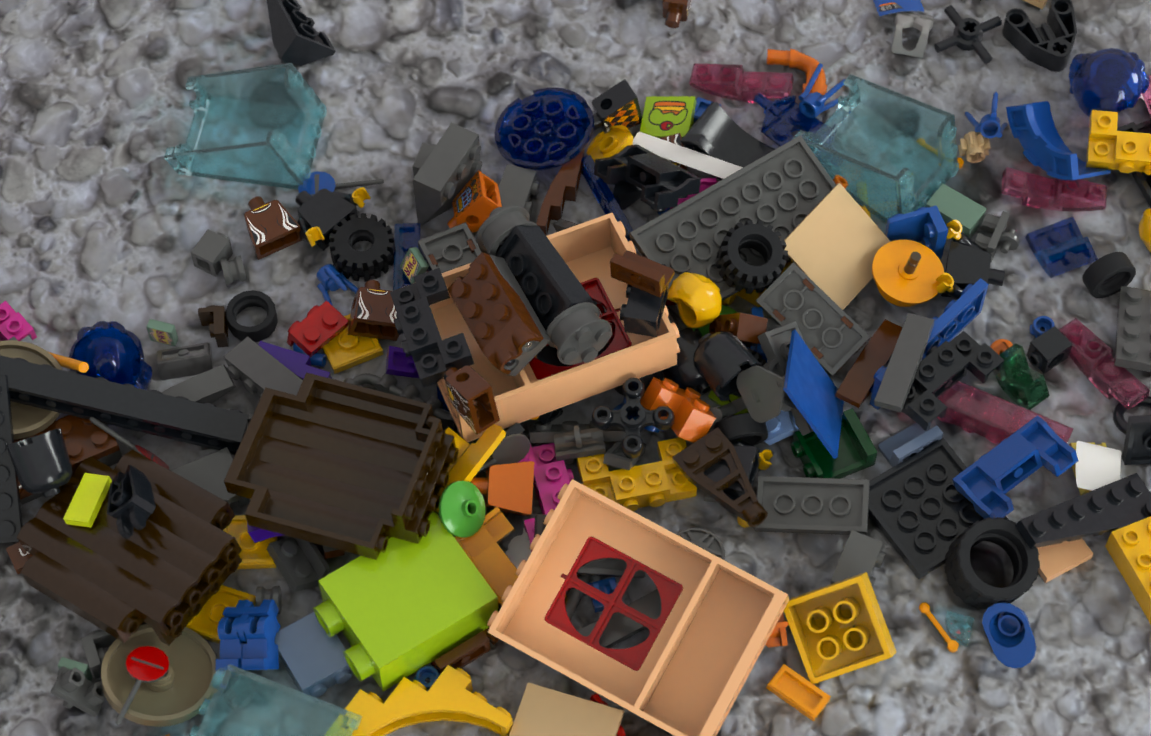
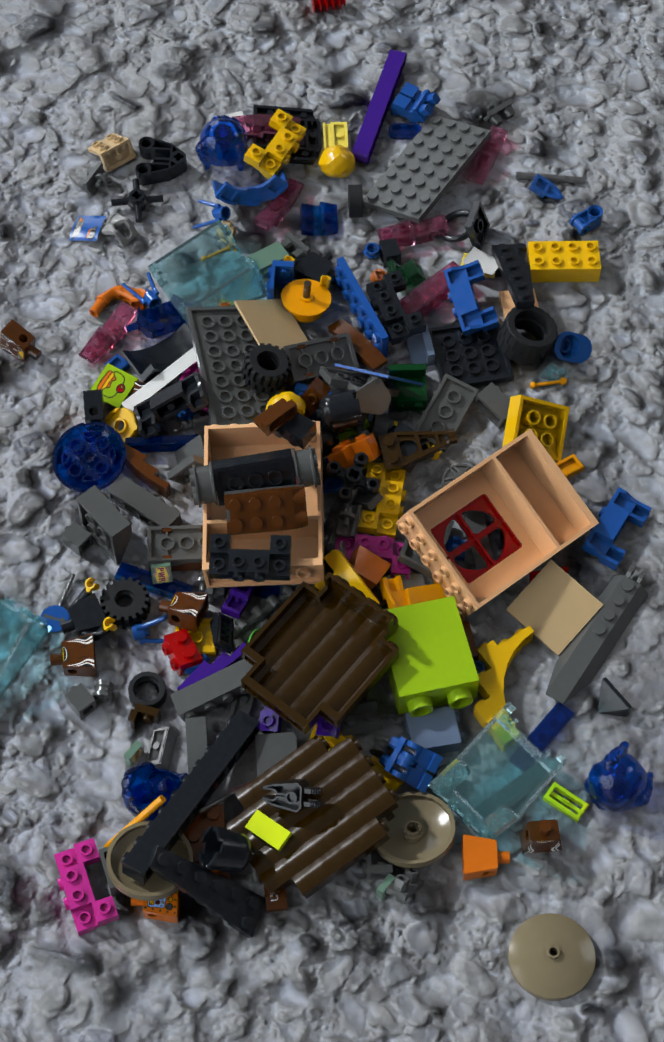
camera: 70 degrees left, 0 degrees up
(144, 665) = (408, 832): red piece -> none
(372, 360) = (222, 632): none -> black slope
(454, 512) = (382, 593): bright green dish -> none
(463, 388) = (319, 547): reddish brown torso -> none
(475, 202) = (139, 514): orange torso -> none
(904, 362) = (381, 318): dark grey tile -> none

